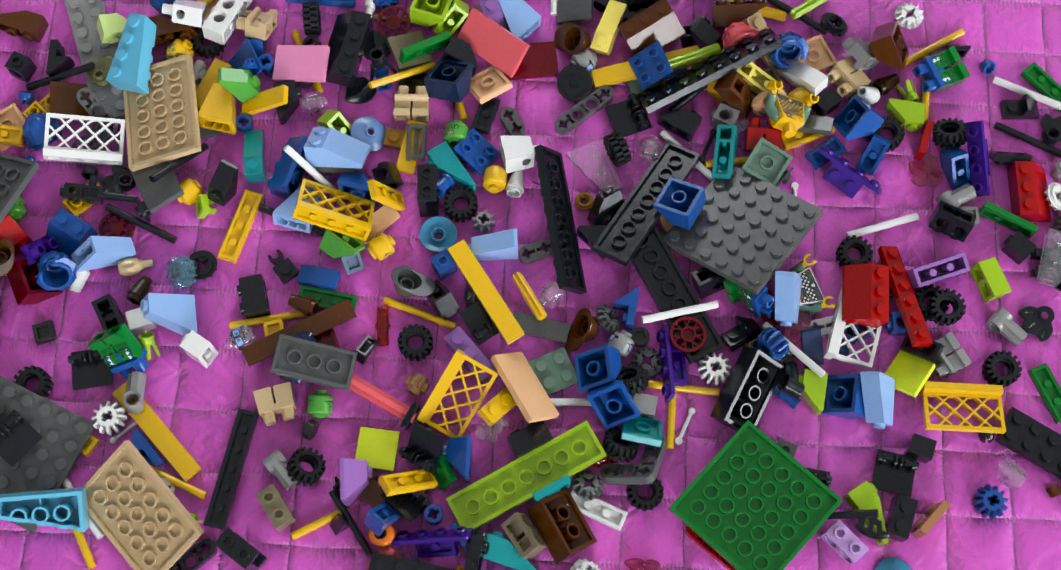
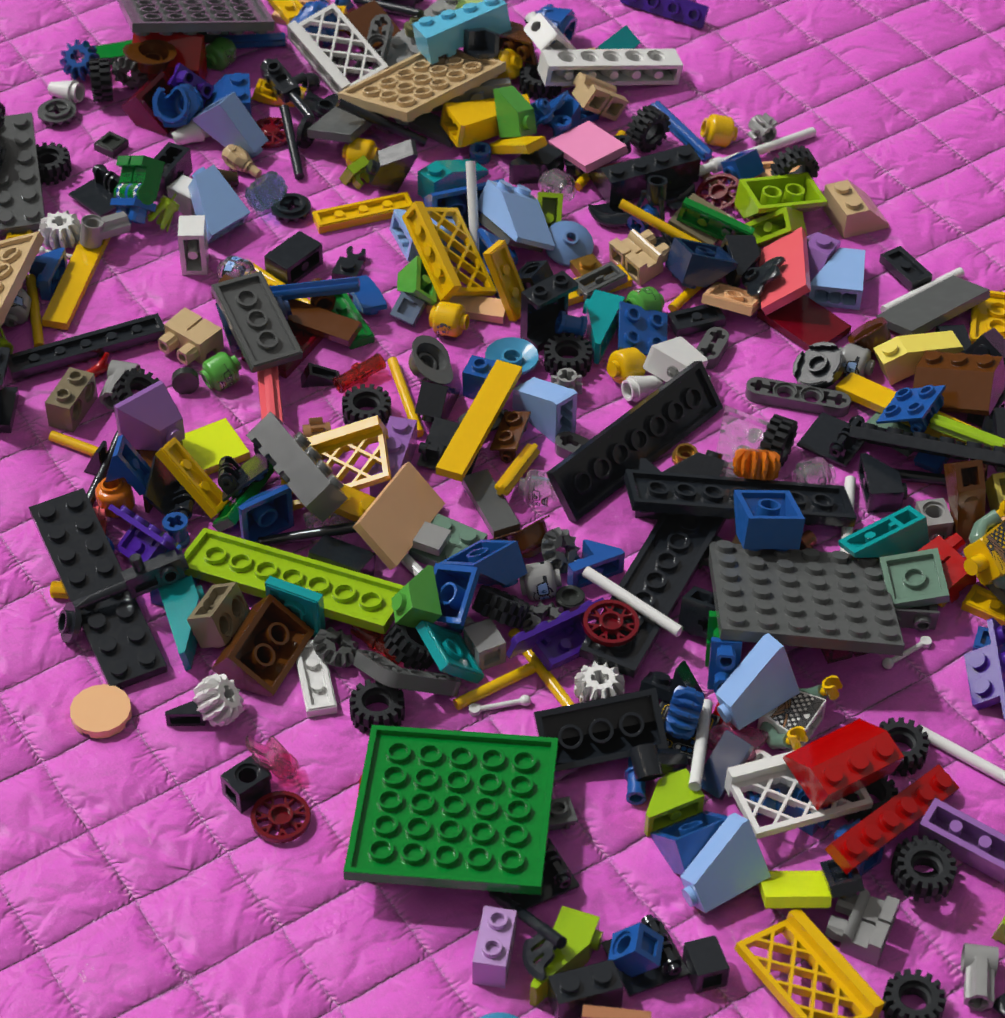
camera: 55 degrees right, 25 degrees down
(160, 54) = (481, 43): none -> black panel
(255, 470) = (101, 366): none -> red bar
(305, 308) = (316, 288): none -> blue axle
(462, 421) = (299, 466): none -> dark grey wedge
(491, 57) = (757, 277): none -> black plate
(497, 442) = (307, 534): none -> black bar
(500, 279) = (509, 434): none -> reddish brown hinge
(551, 380) = (431, 538): none -> light grey tile
(603, 424) = (417, 600): none -> bright green slope
(630, 174) = (756, 464): none -> orange gear
(904, 473) = (636, 949): none -> blue brick

